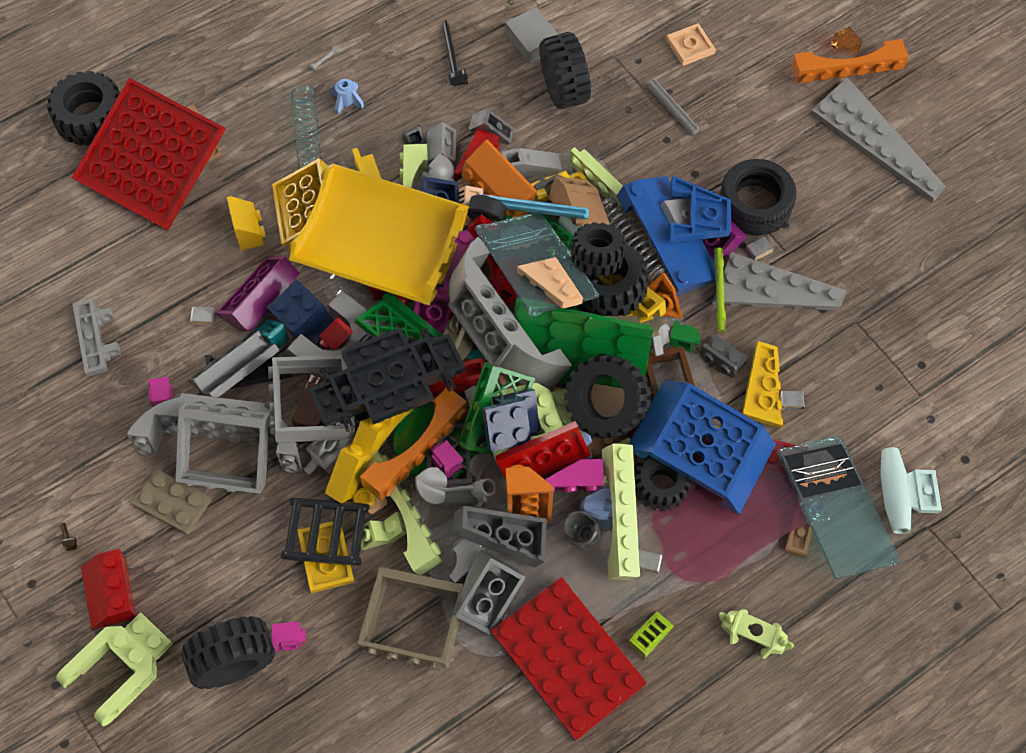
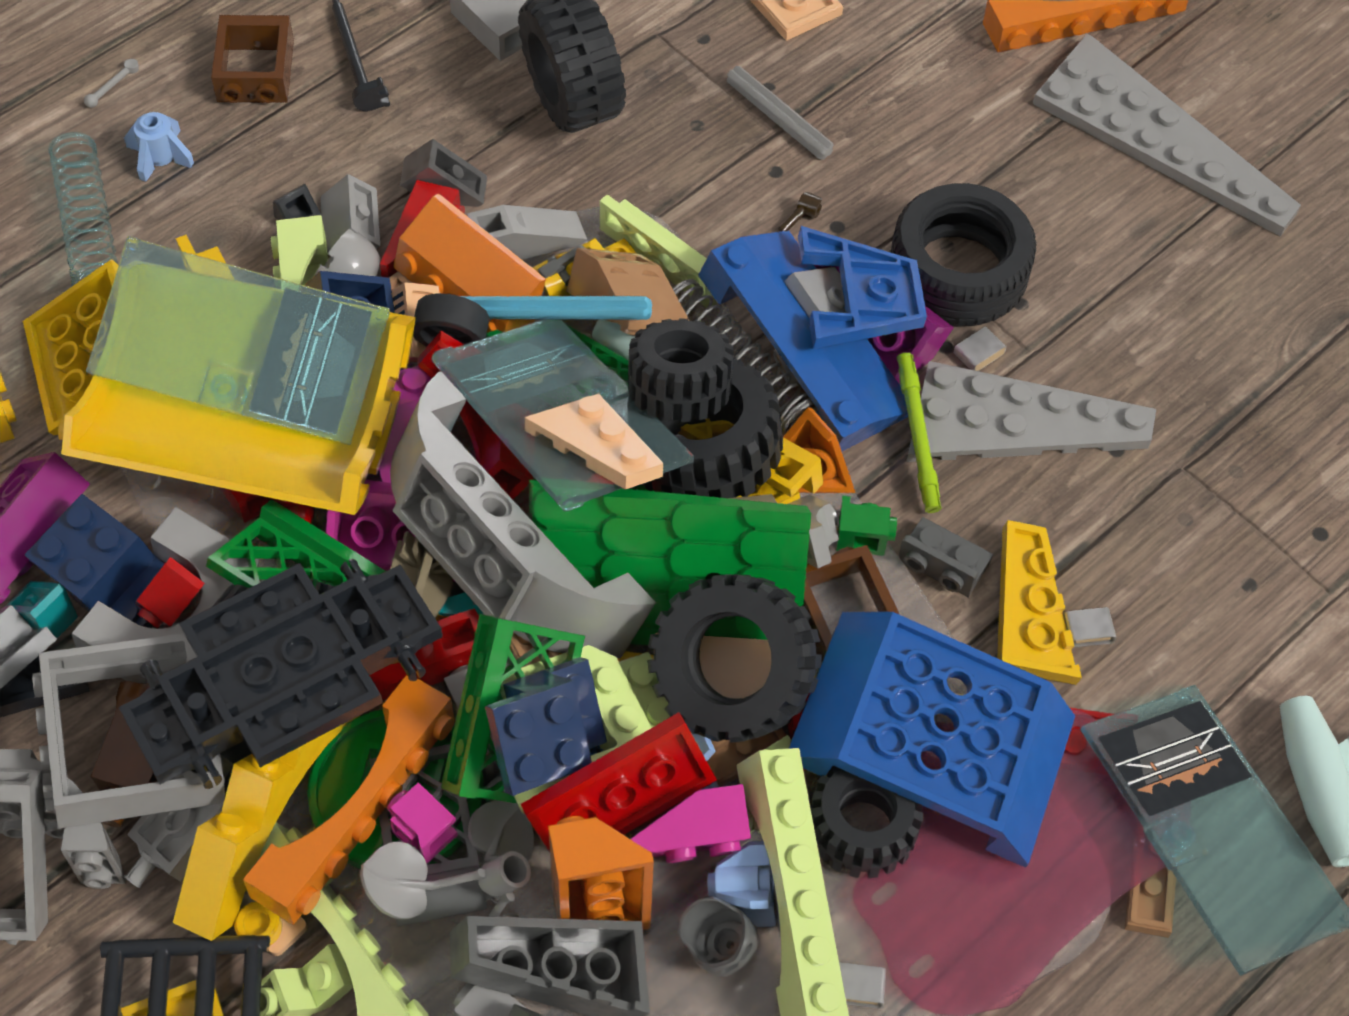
camera: 10 degrees left, 5 degrees down
(380, 210) = (238, 340): none -> clear light blue door
(399, 37) = (253, 33): none -> reddish brown window
(680, 160) = (807, 204): none -> dark brown hand

